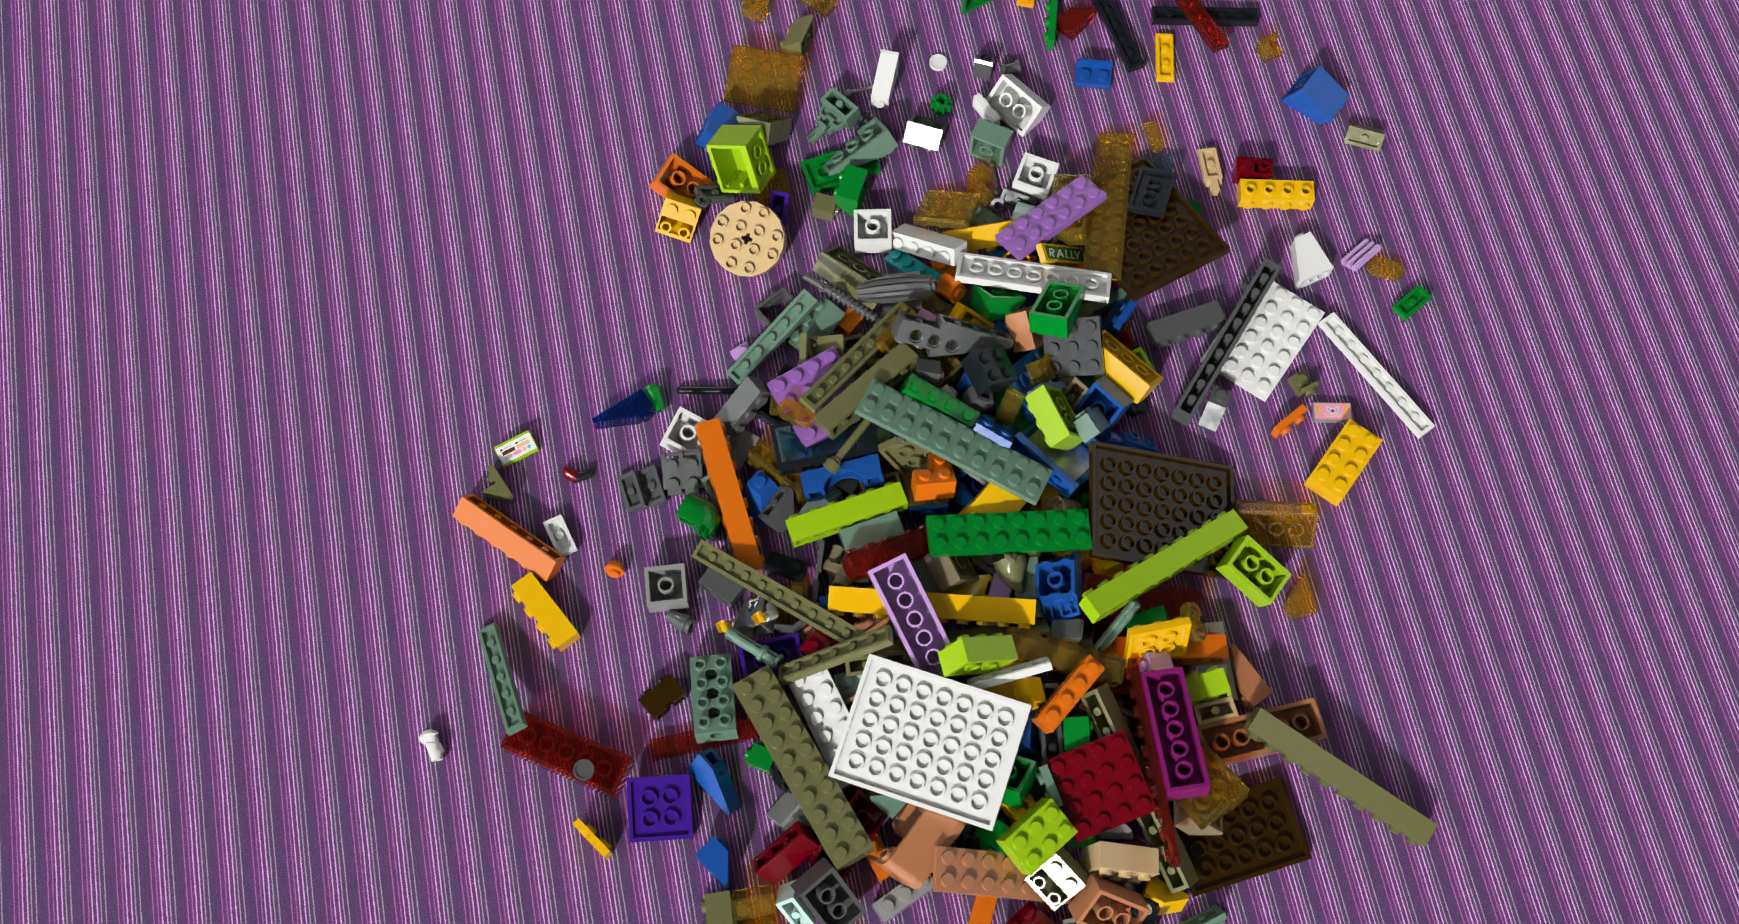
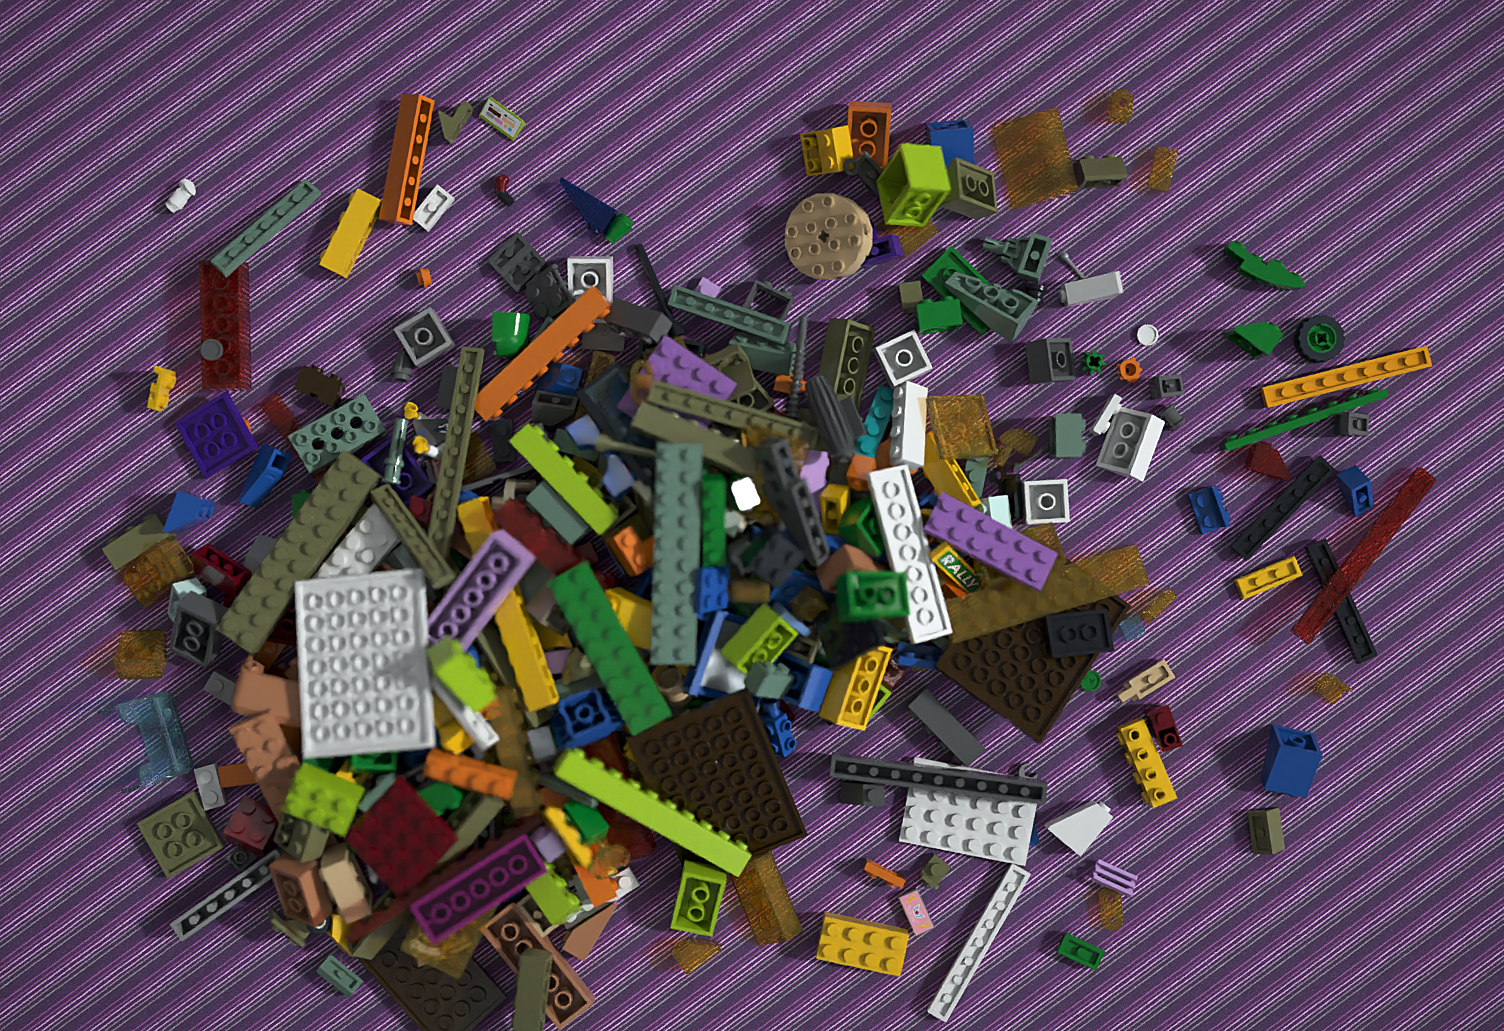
camera: 65 degrees right, 20 degrees up
(959, 82) = (1133, 370): none -> orange animal

